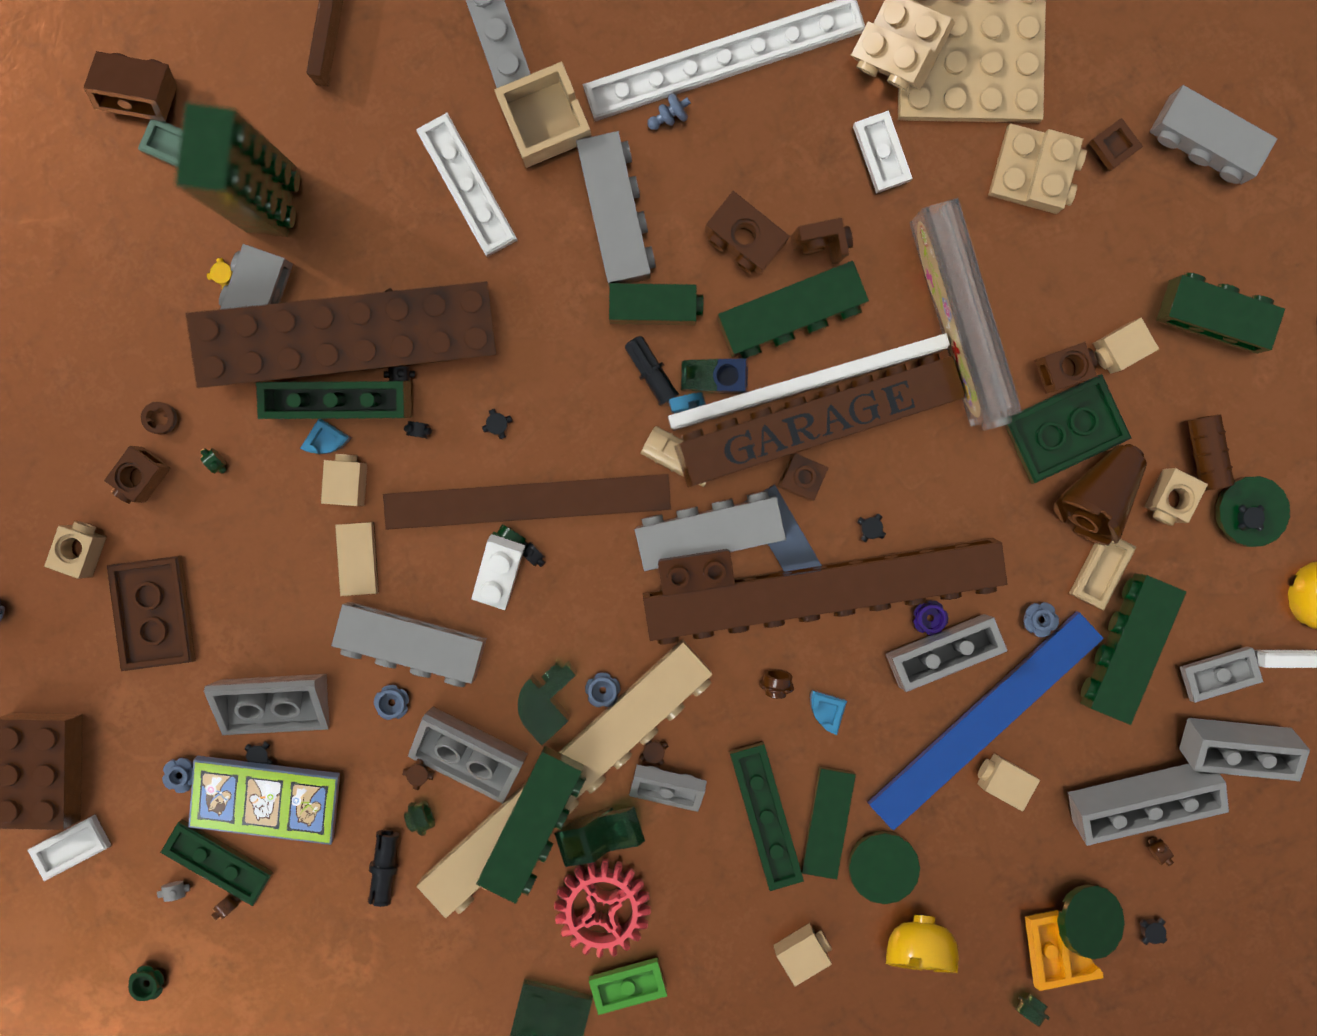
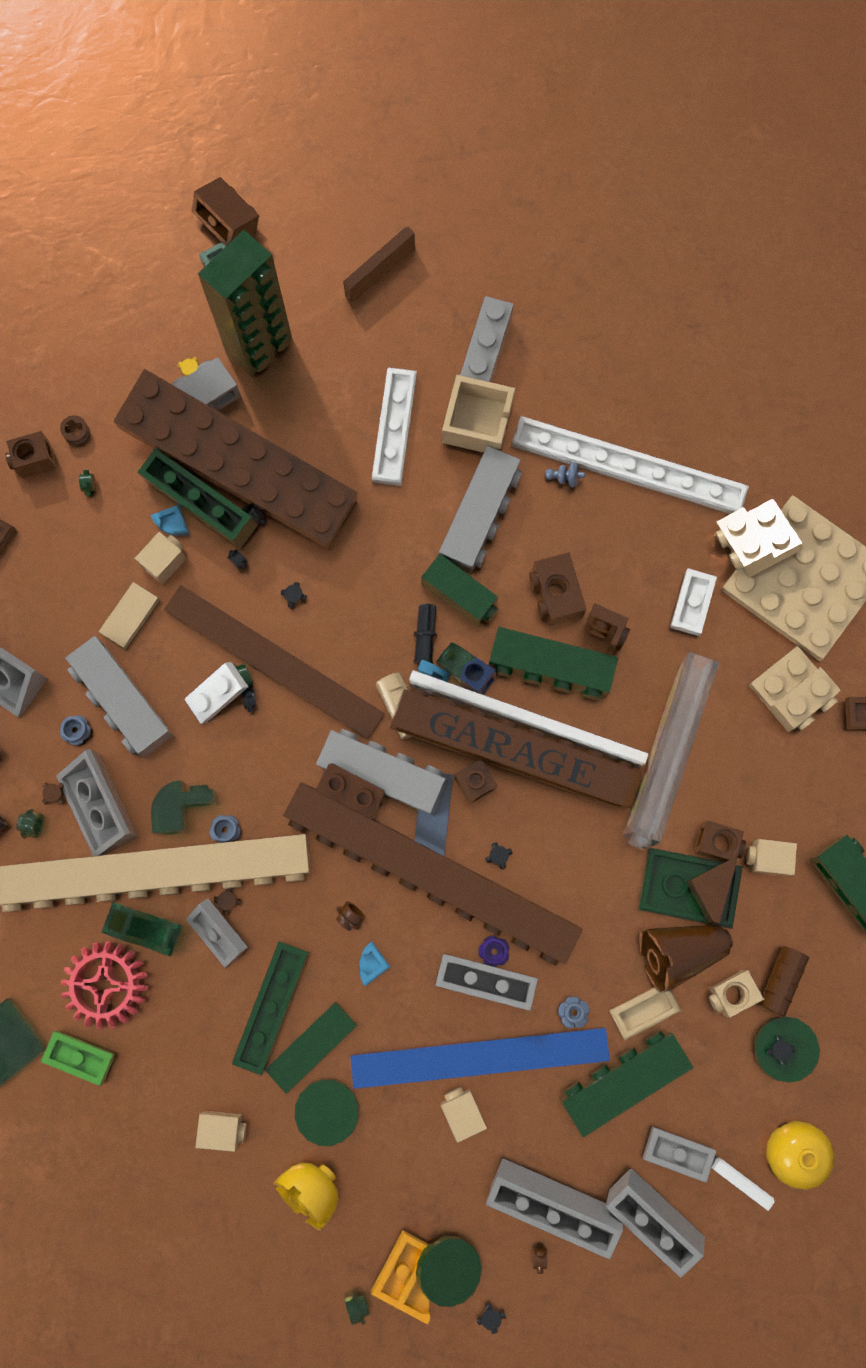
camera: 35 degrees right, 10 degrees down
(531, 824) = (101, 880): dark green brick -> none
(1092, 416) = (711, 890): none -> reddish brown slope

